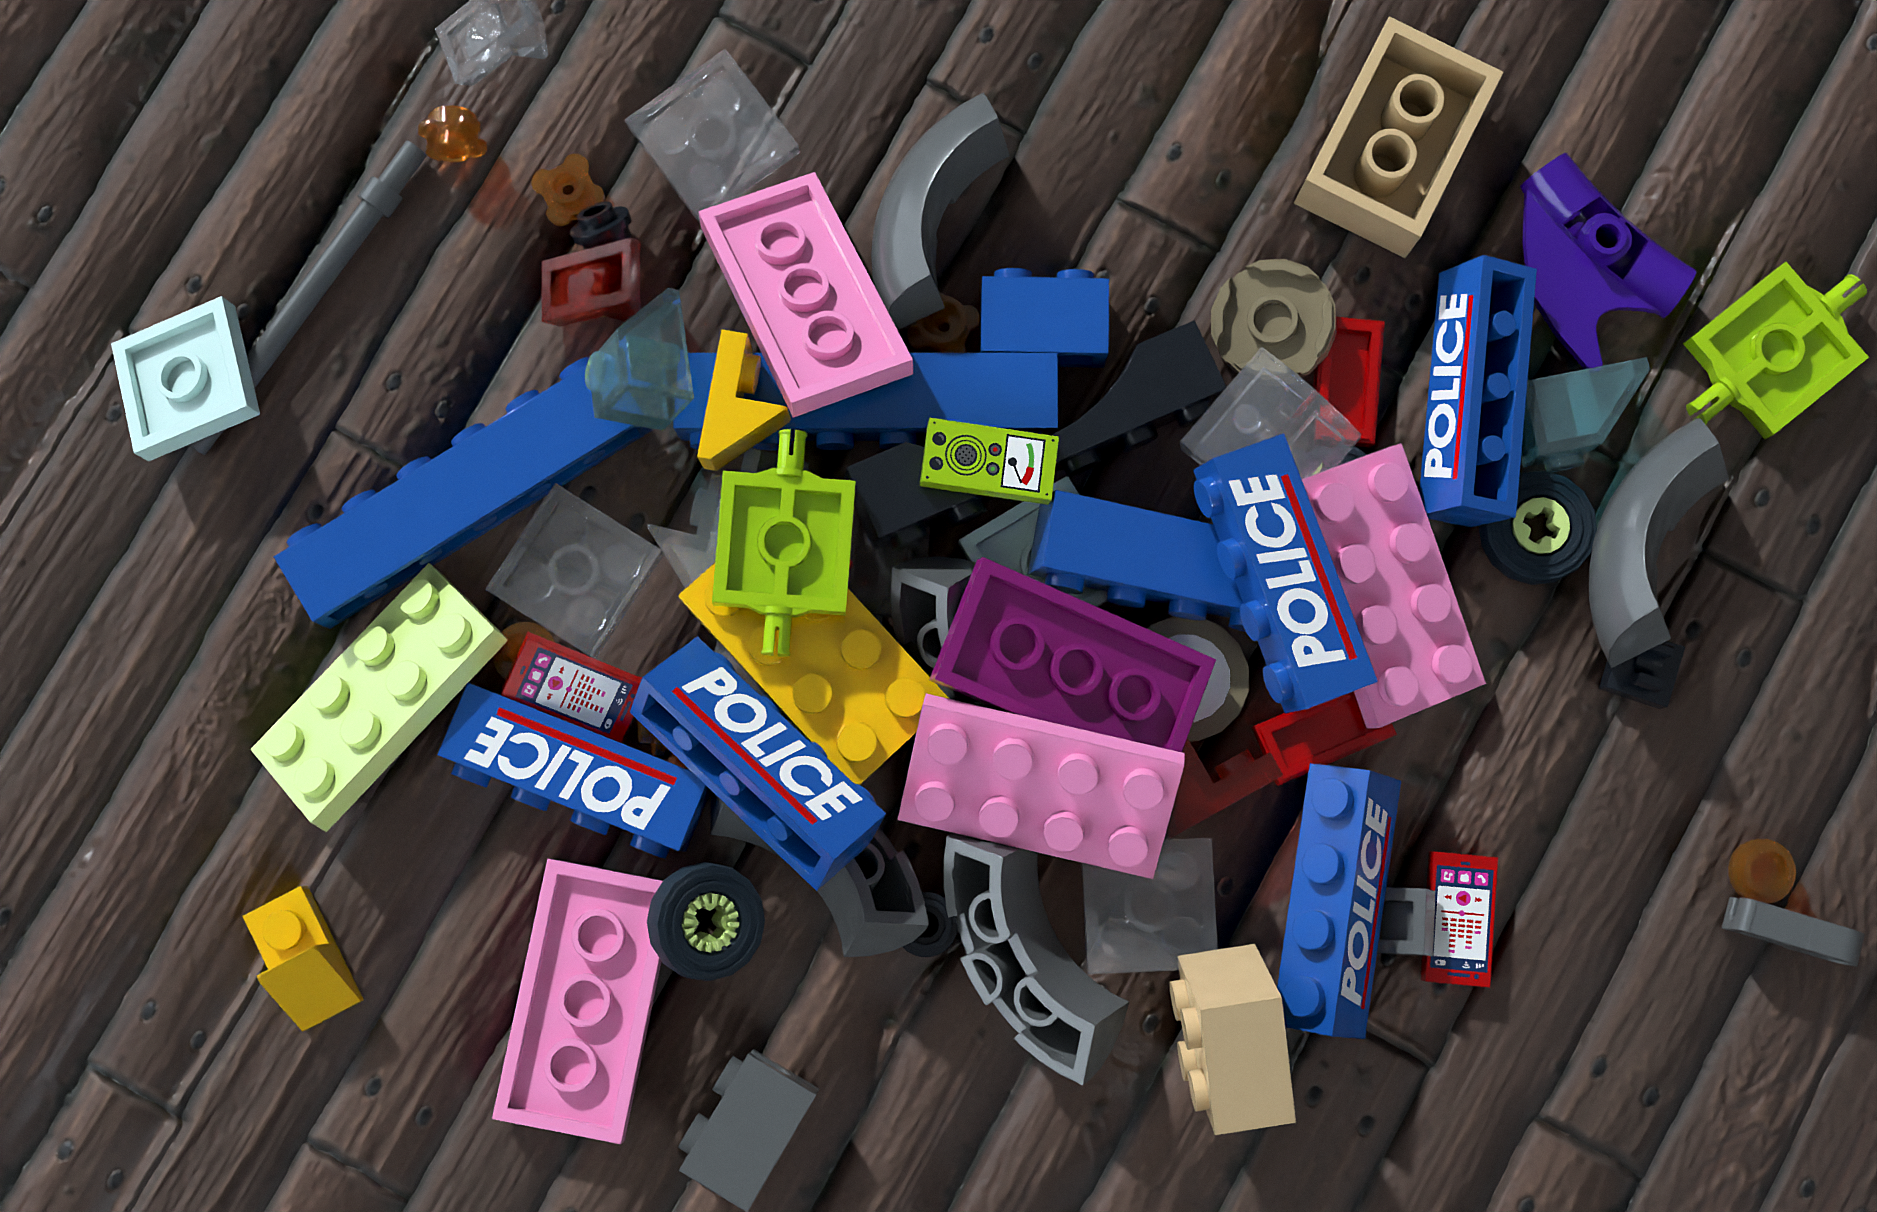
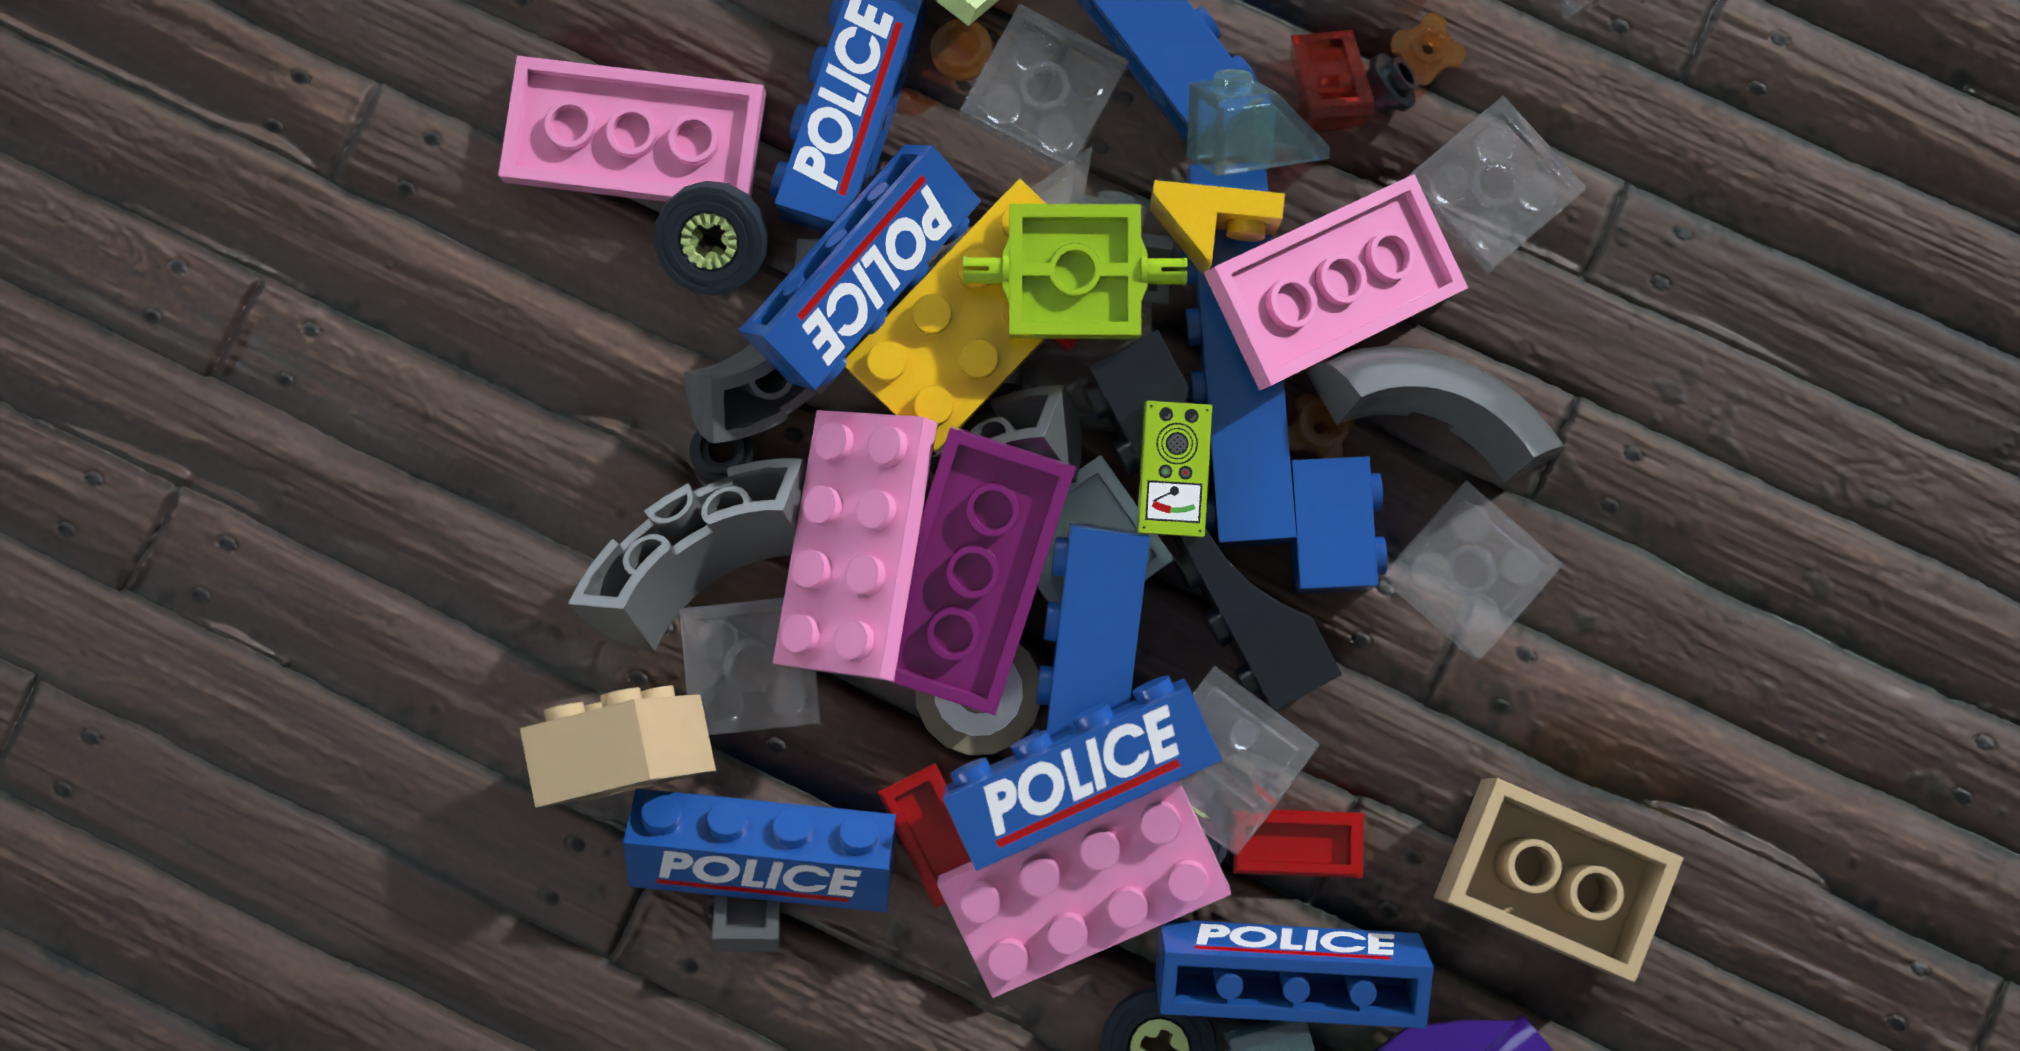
camera: 90 degrees right, 0 degrees up
(572, 687) = (929, 91): tile -> none
(747, 1129) = (517, 293): dark grey brick -> none
(1092, 194) = (1471, 571): none -> clear plate
(1201, 798) = (857, 706): clear red slope -> none
(1274, 308) = (1360, 766): dark tan tile -> none
(1462, 918) = (754, 982): tile -> none

